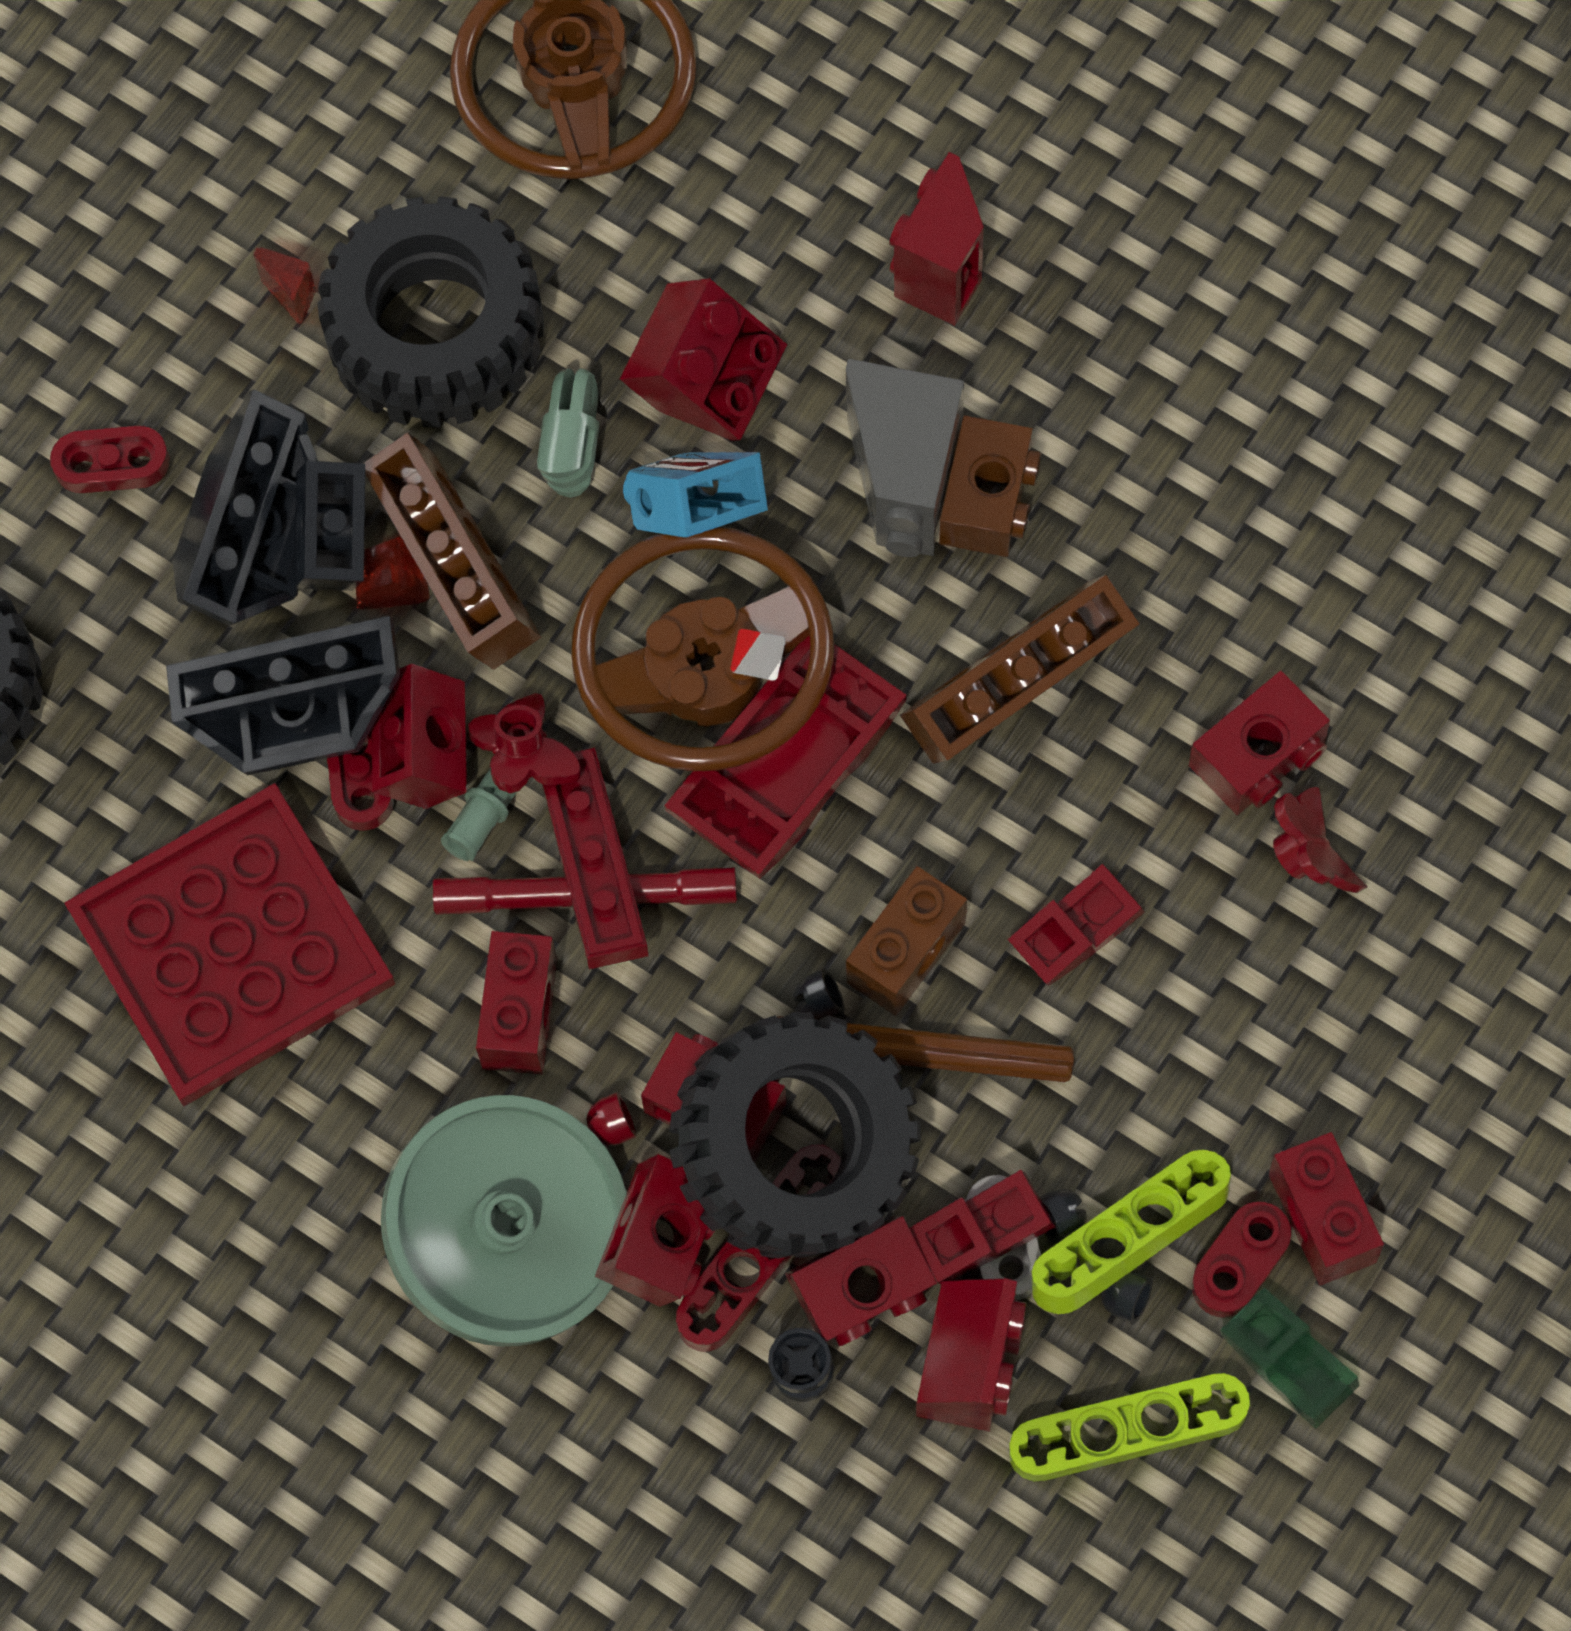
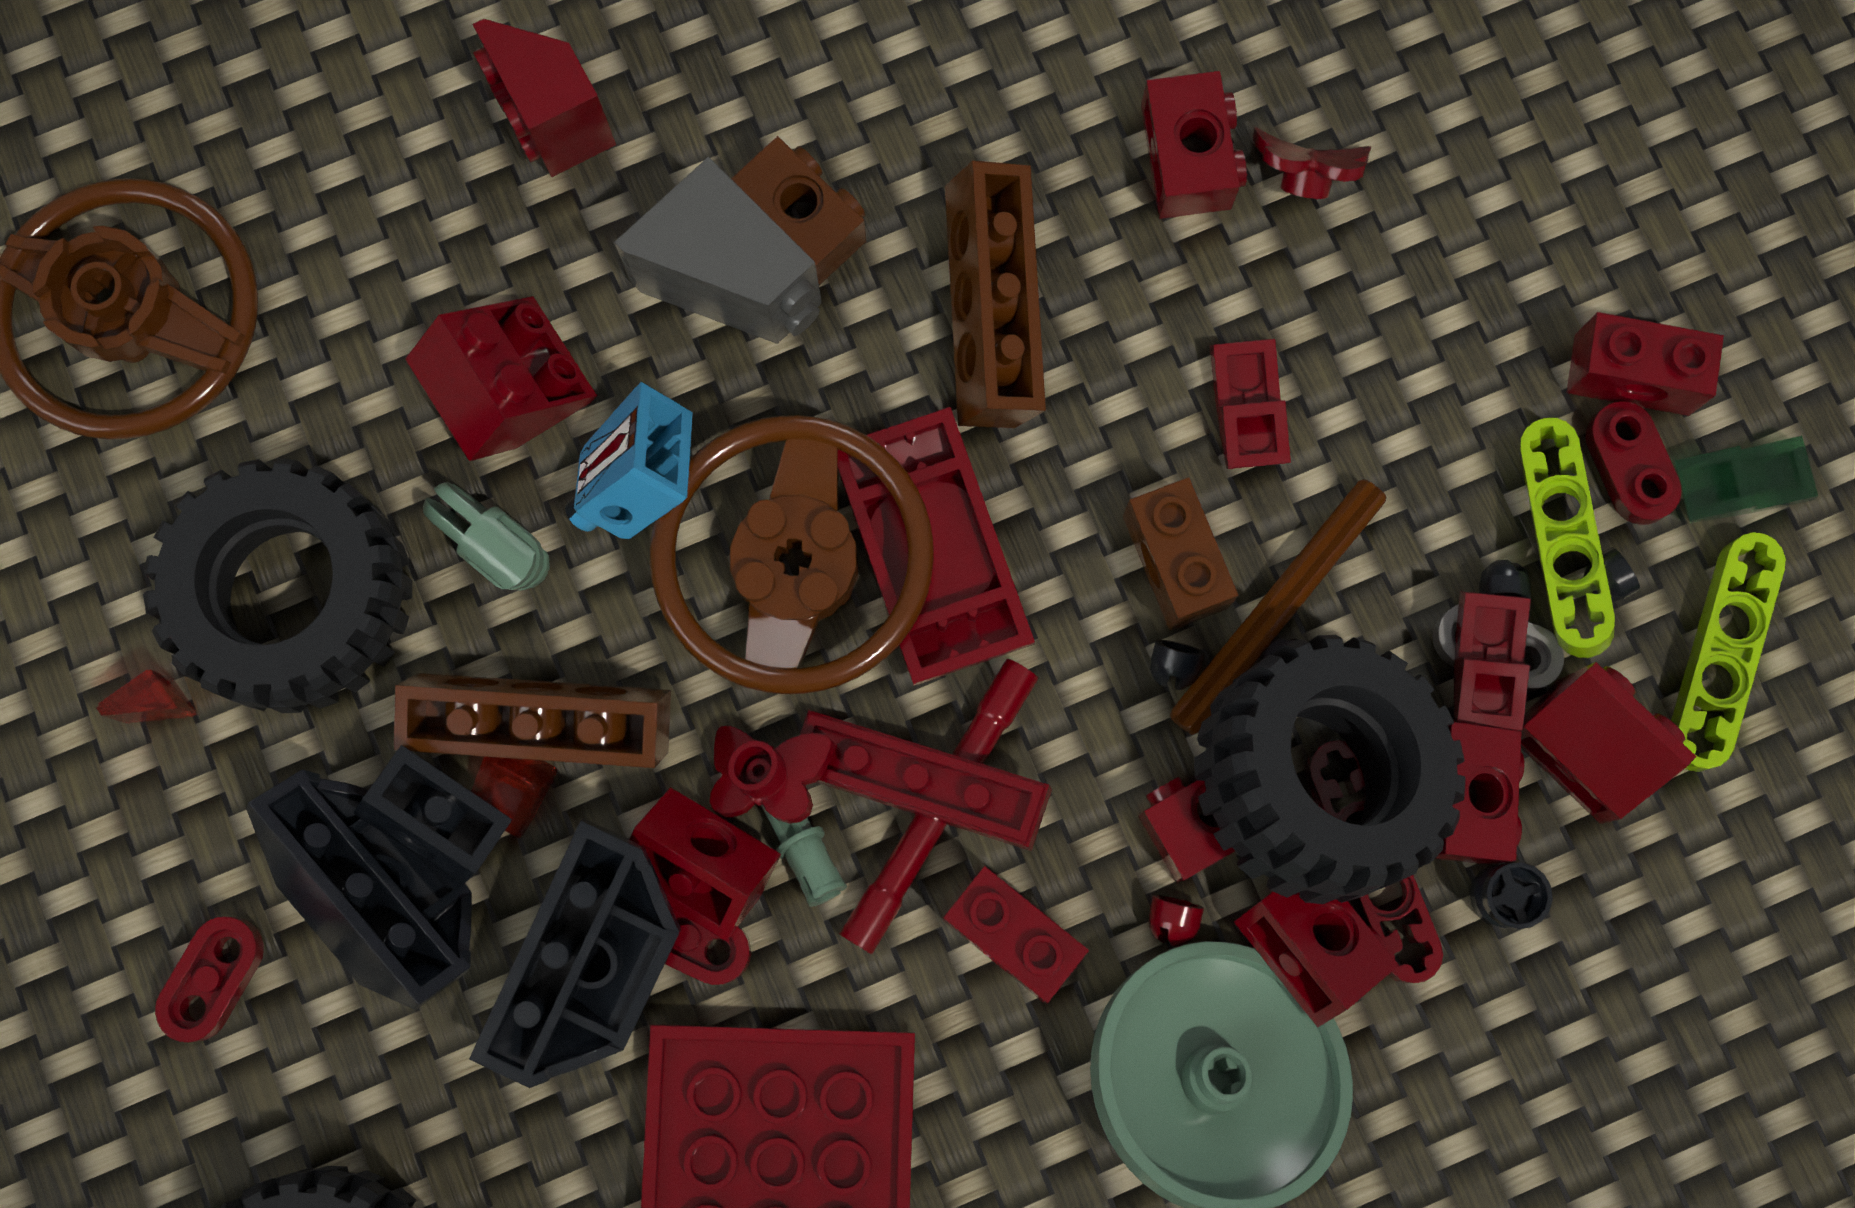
camera: 60 degrees left, 10 degrees up
(757, 654) = (834, 509): light grey sticker -> none

